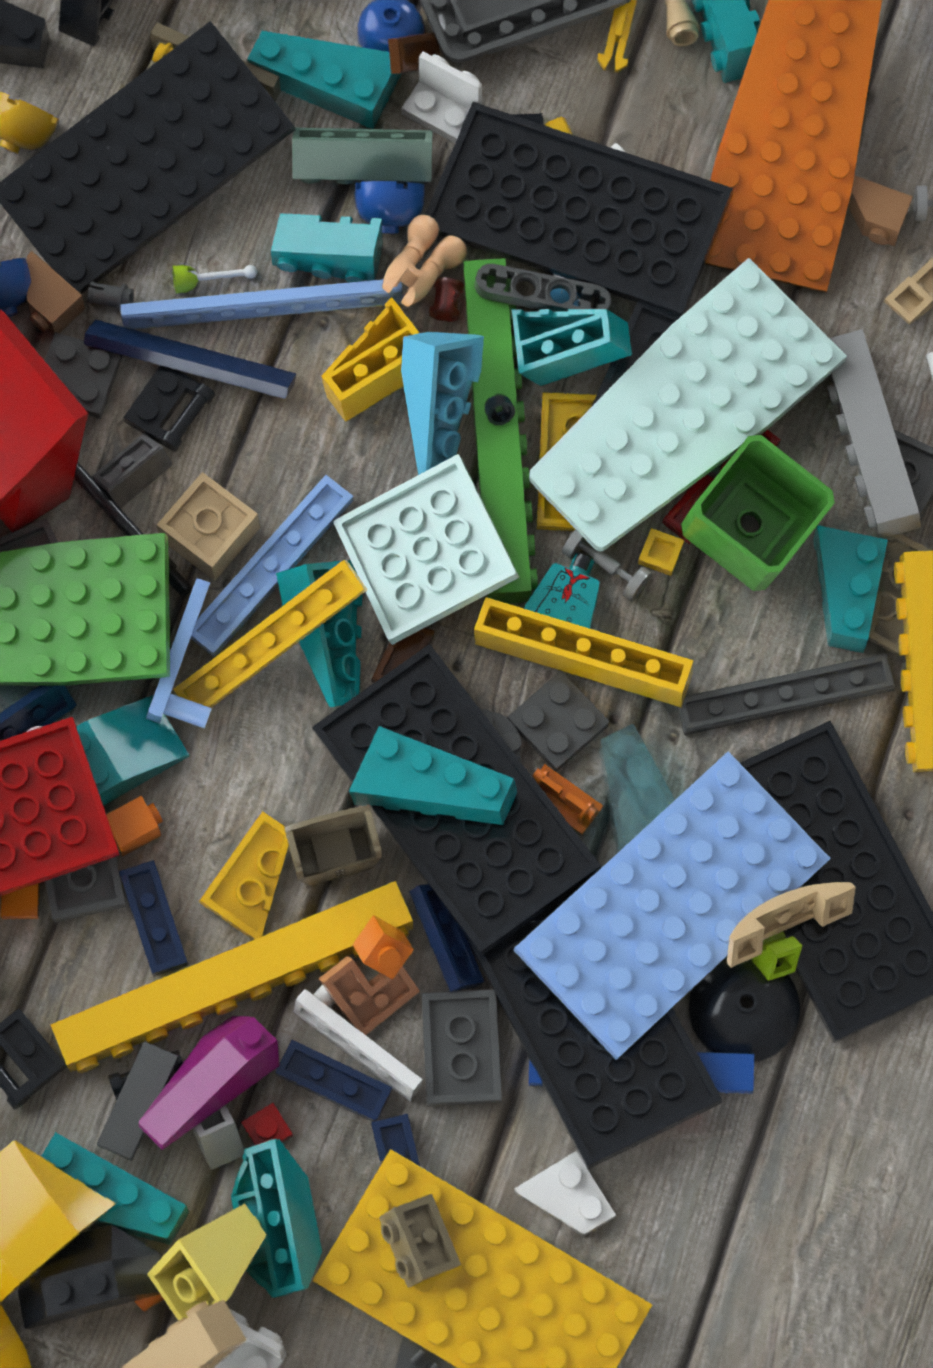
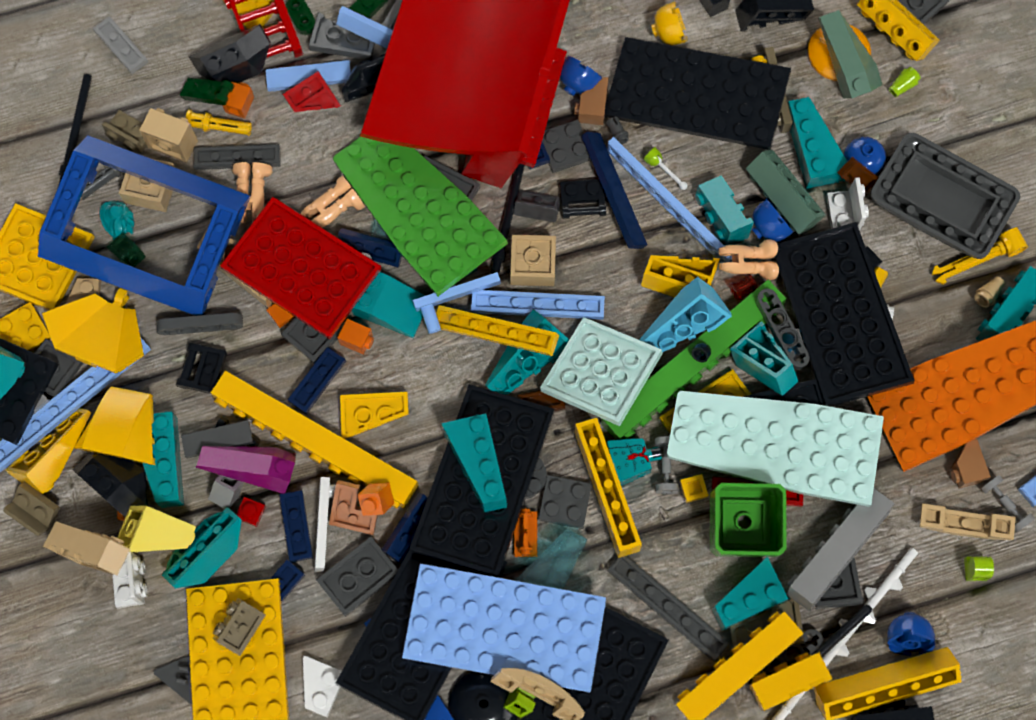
camera: 55 degrees right, 0 degrees up
(334, 845) = (411, 437): dark tan piece -> none

